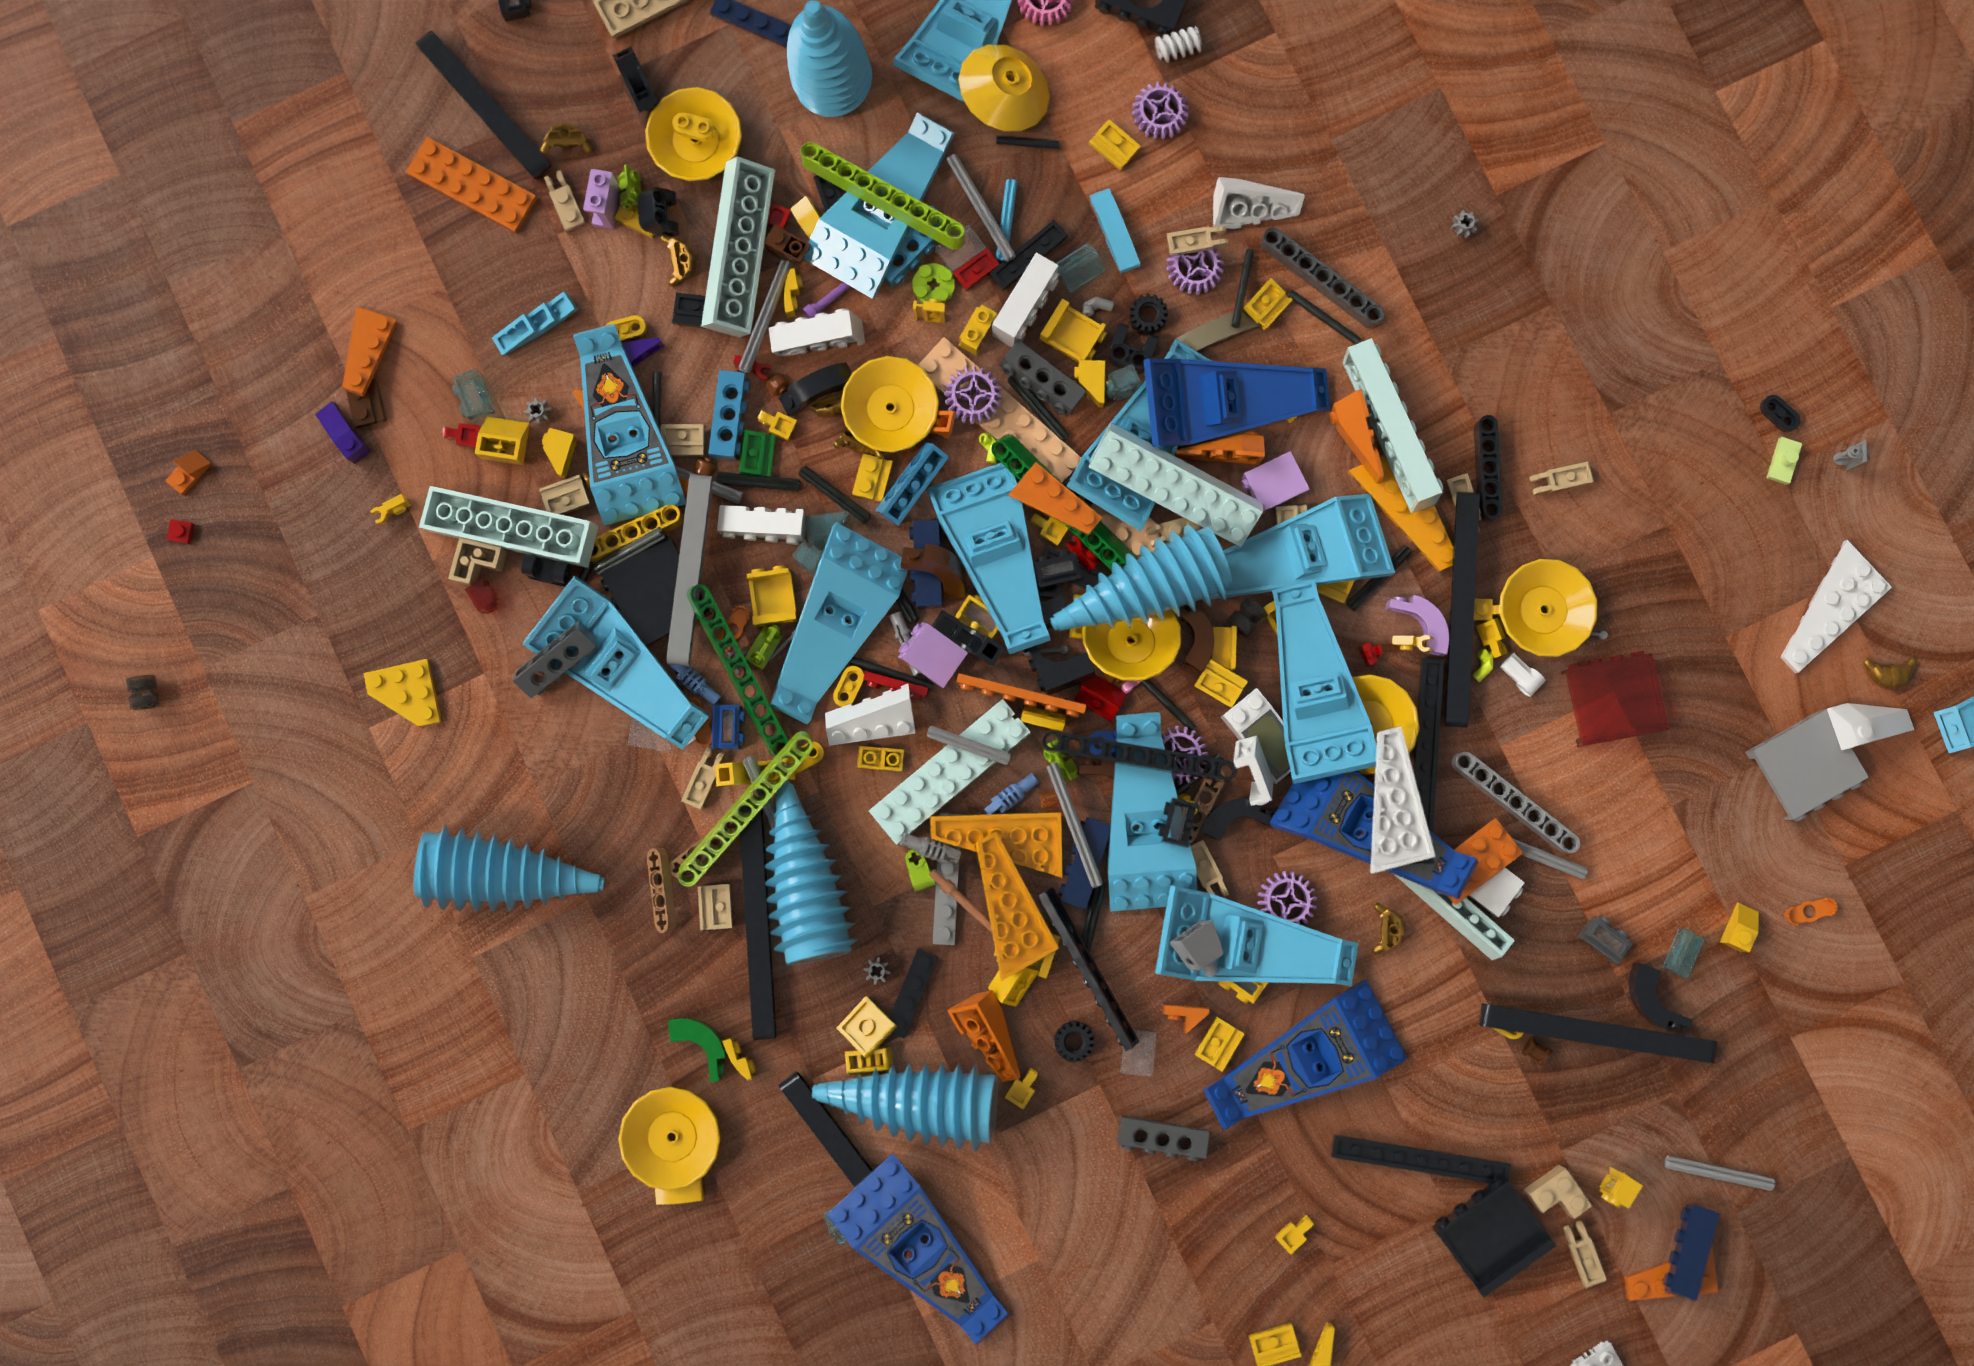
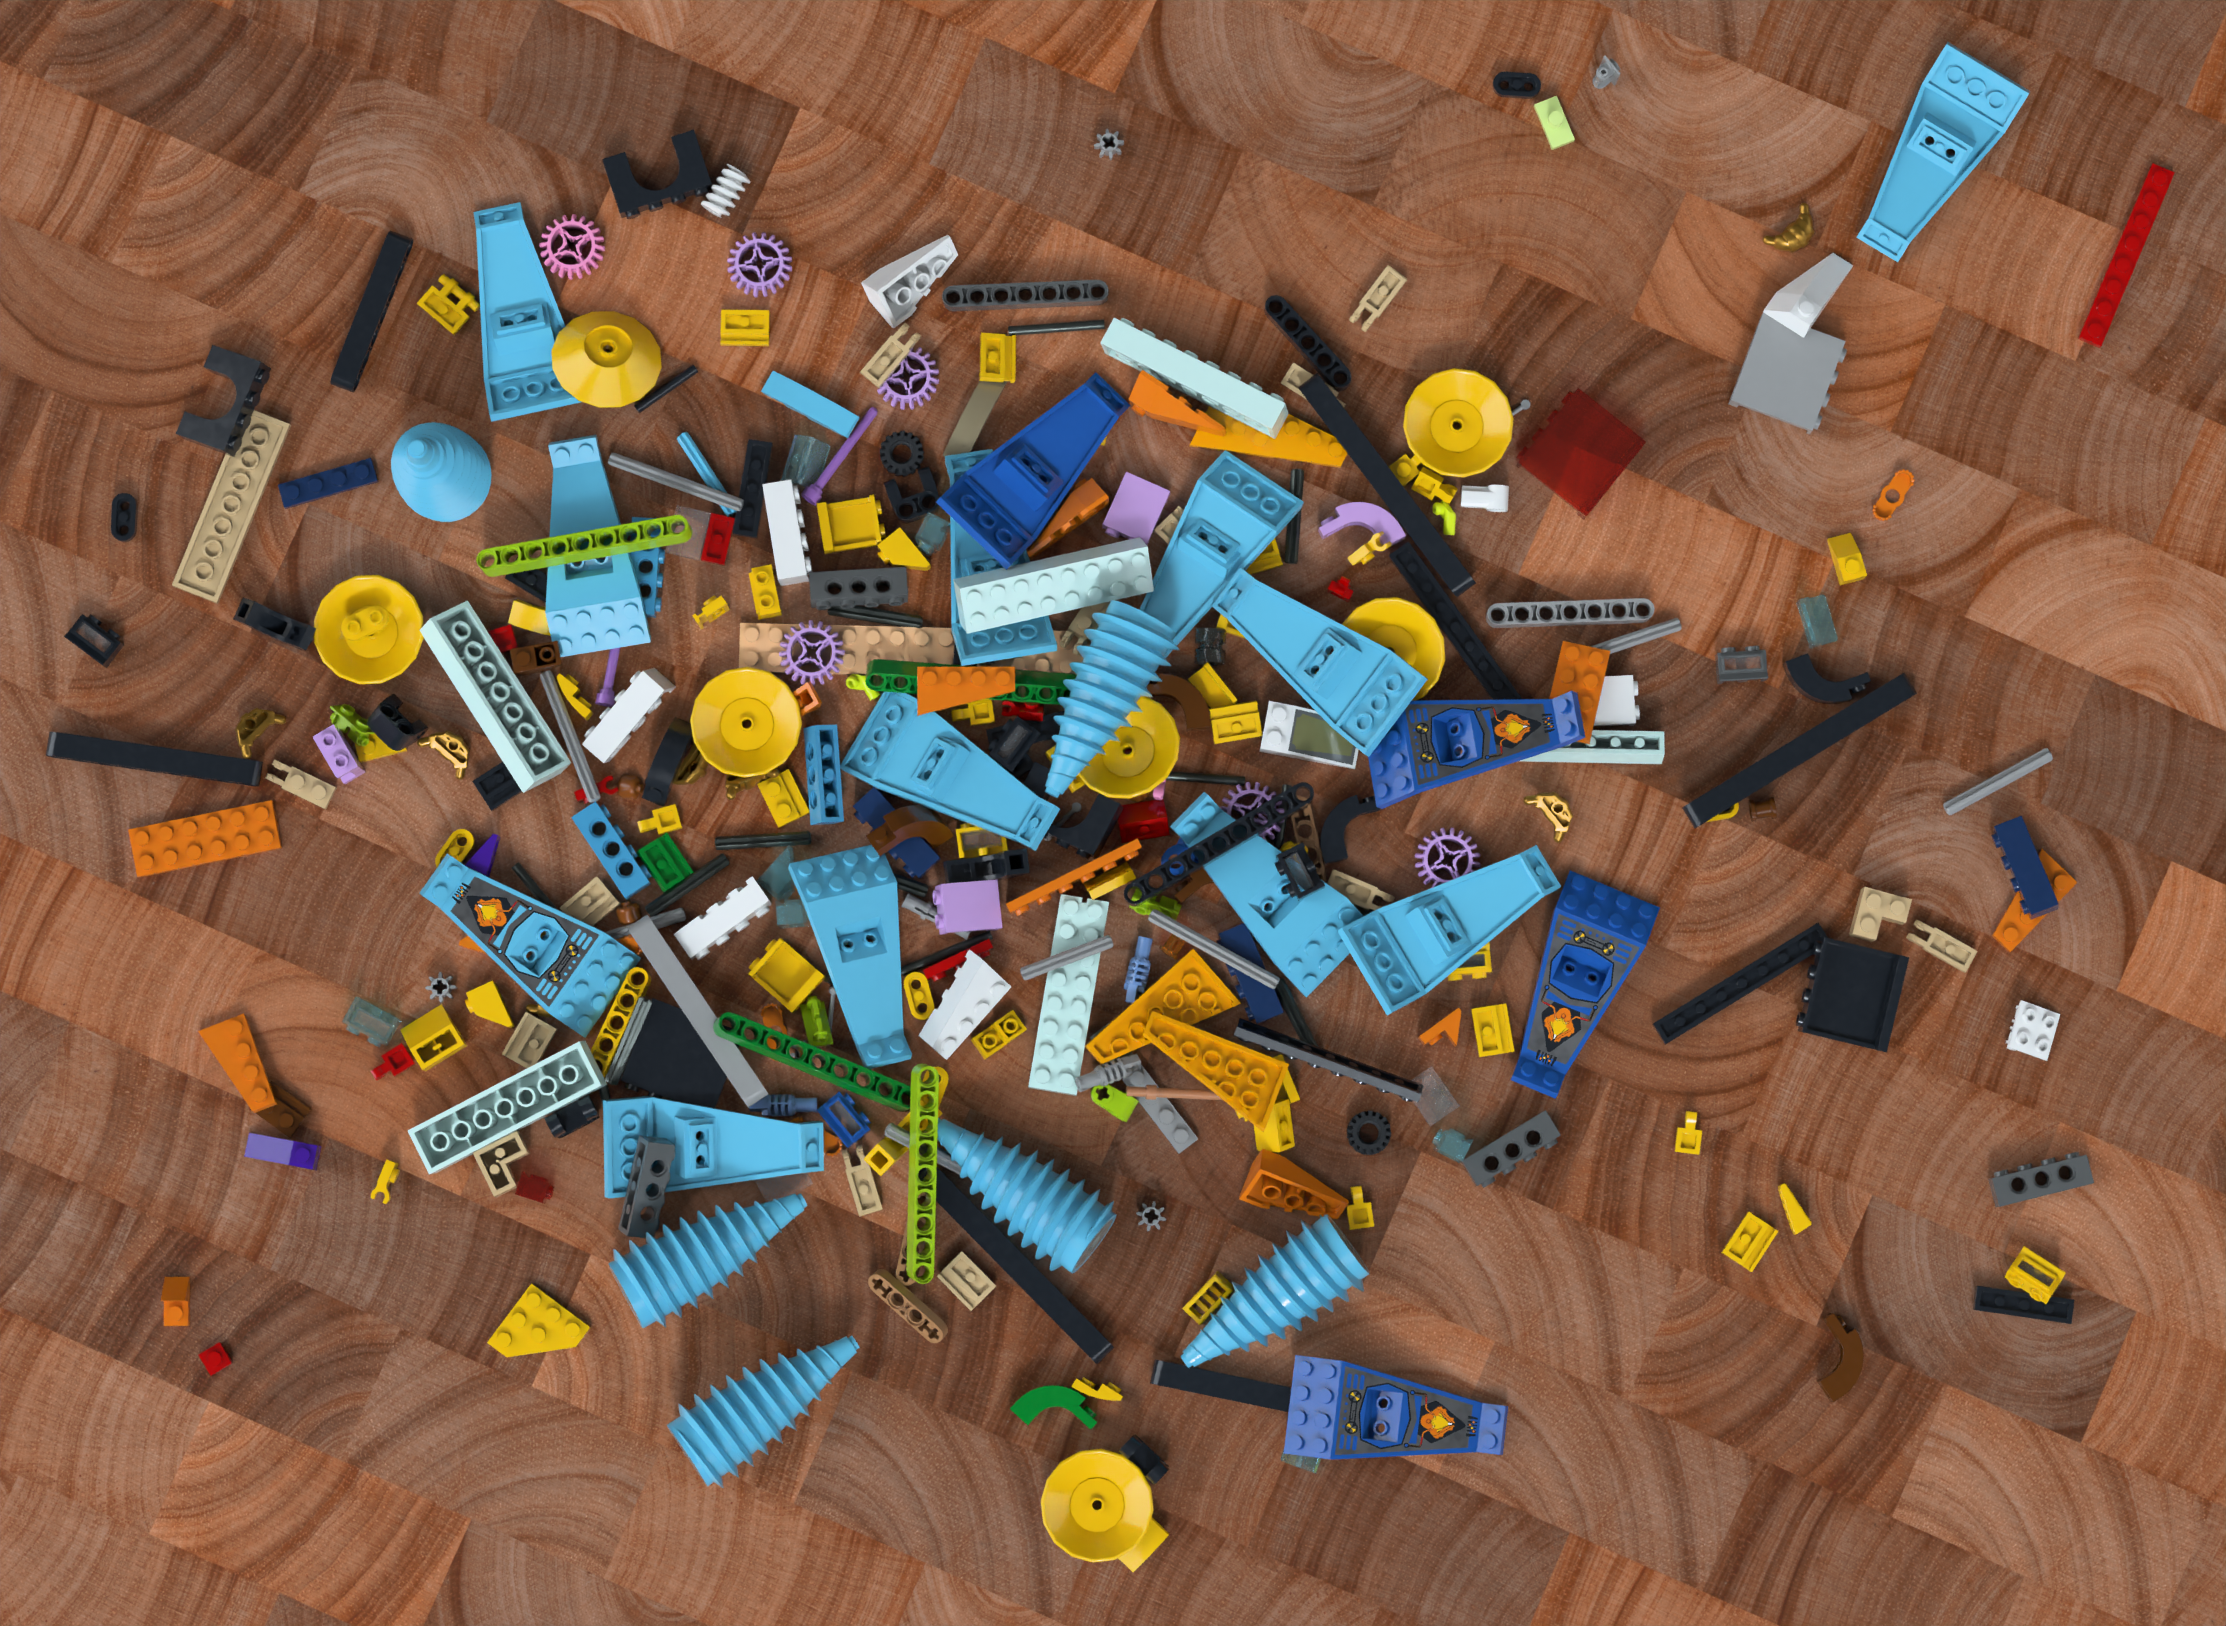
camera: 45 degrees left, 0 degrees up
(142, 684) = (309, 1522): clear smoke wheel -> none
(534, 324) = (370, 913): medium azure slope -> none
(544, 735) = (697, 1256): none -> medium azure cone
(731, 1135) = (1146, 1459): none -> black piece
(866, 1027) = (1183, 1271): yellow plate -> none
(912, 991) = (1196, 1211): black plate -> none
(933, 272) = (678, 579): lime plate -> none
(1067, 290) = (813, 492): none -> medium lavender piece
(1096, 303) = (847, 482): light grey arm -> none
(1124, 1100) = (1451, 1144): none -> clear light blue window
(1199, 947) = (1405, 962): light grey torso -> none
(1242, 288) = (964, 362): pearl dark grey bar -> none
(1250, 753) = (1310, 761): white panel -> none
(1398, 816) = (1480, 713): white wing -> none
(1619, 1189) = (1923, 865): yellow window -> none
(1839, 601) = (1700, 204): white wing -> none

